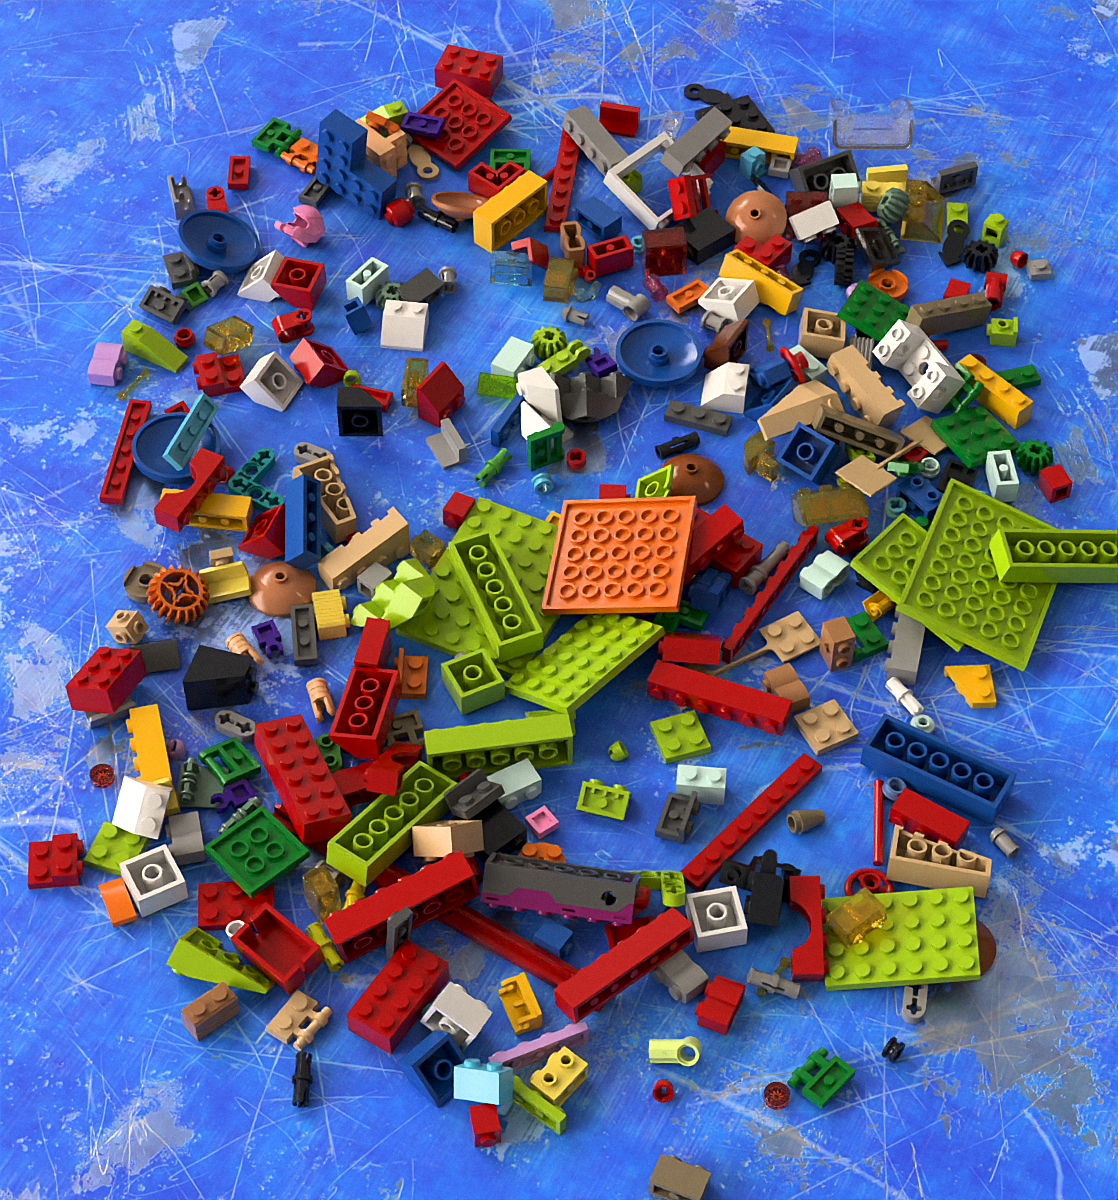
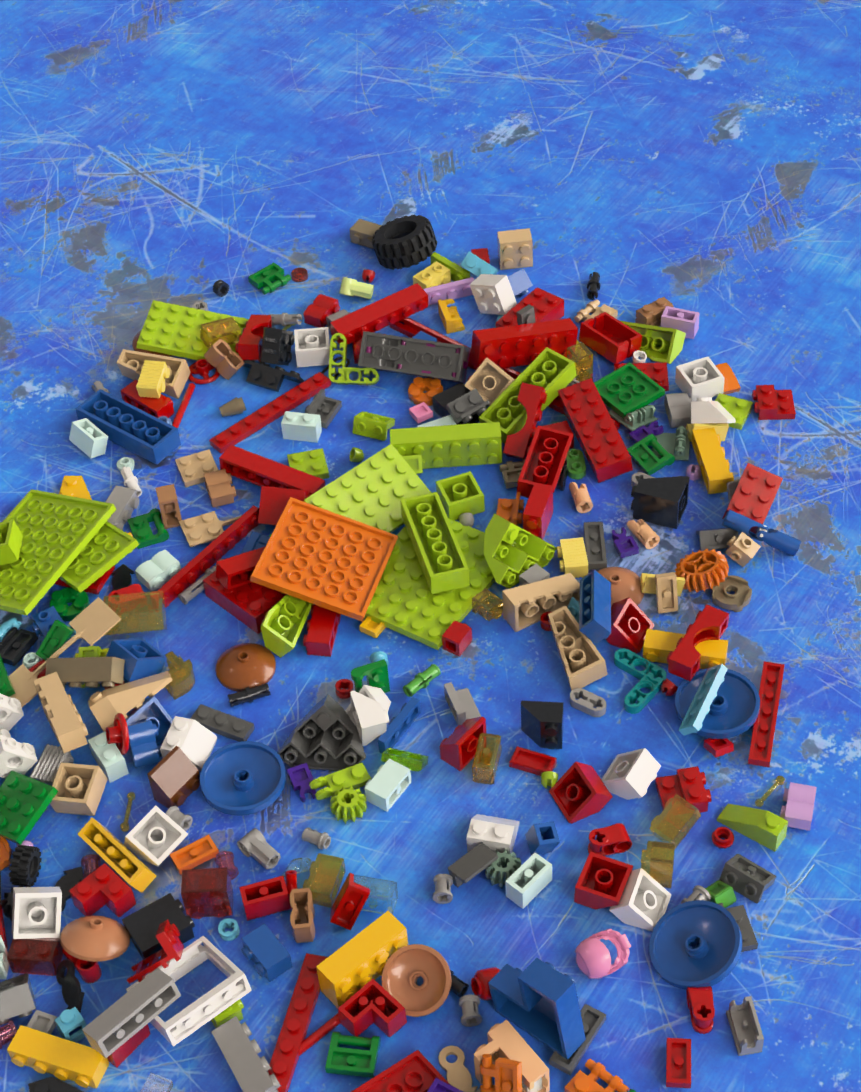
camera: 170 degrees left, 5 degrees down
(102, 775) = (748, 456): clear red tile -> none
(116, 638) = (770, 536): none -> blue piece
(171, 987) = (682, 320): none -> lavender brick
(246, 295) = (659, 862): none -> clear yellow brick
(429, 1132) = (515, 249): none -> tan brick
(633, 1105) = (404, 242): none -> black tyre
(839, 877) = (224, 359): none -> medium nougat brick
(924, 818) = (152, 379): none -> light yellow brick
(984, 744) = (88, 438): none -> light aqua brick

